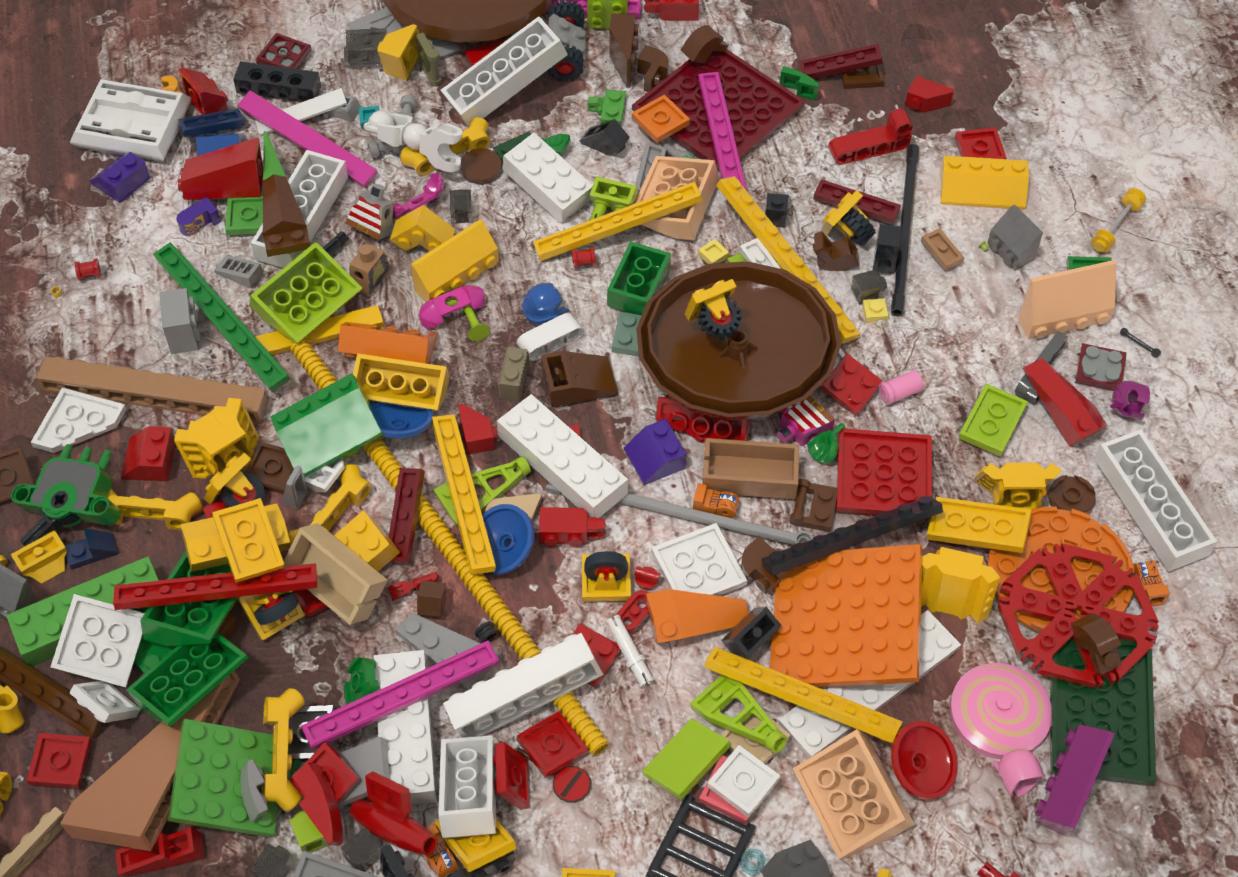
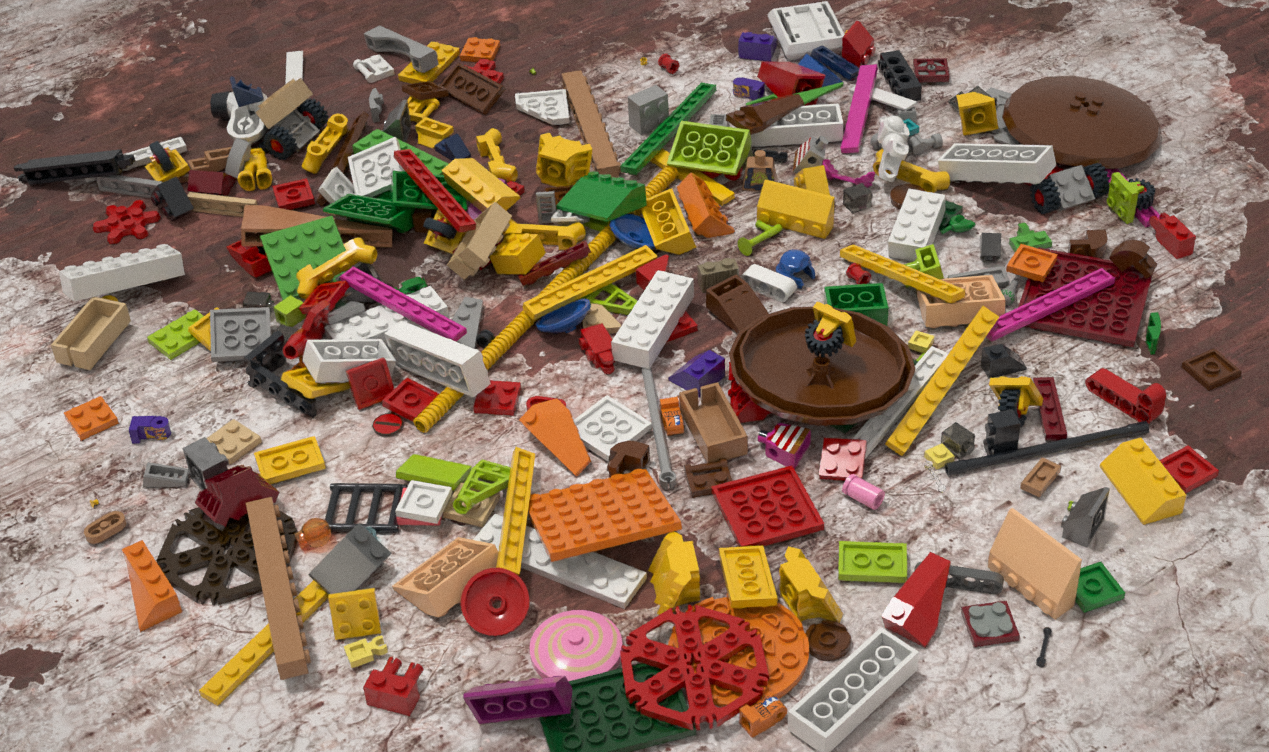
camera: 70 degrees right, 15 degrees down
(68, 494) = (481, 117): piece -> none
(149, 455) = (529, 144): red slope -> none
(235, 484) = (531, 179): yellow plate -> none
(248, 540) = (469, 182): yellow plate -> none
(250, 781) = (290, 271): light grey slope -> none
(320, 802) = (301, 297): red slope -> none
(404, 588) = (502, 291): red piece -> none
(428, 59) = (983, 126): olive plate -> none
(431, 599) = (496, 302): reddish brown piece -> none
(433, 310) = (773, 229): dark pink piece -> none
(606, 577) = (567, 378): plate -> none
(623, 44) = (1094, 213): reddish brown slope -> none
(634, 659) = (502, 419): white pin -> none
(646, 577) = (582, 403): red plate -> none
(751, 632) = (558, 469): black brick -> none
(825, 445) = (771, 463): green piece -> none
(835, 255) = (973, 407): reddish brown brick -> none
(842, 61) = (1200, 347): dark red plate -> none
(851, 535) = (687, 498): black plate -> none
(928, 95) = (1215, 415): red slope -> none
(1019, 771) = (518, 662): bright pink helmet -> none
(1100, 639) = (655, 667): reddish brown brick -> none
(1105, 239) = (1213, 593): yellow axle -> none
(1130, 399) = (959, 647): magenta helmet -> none

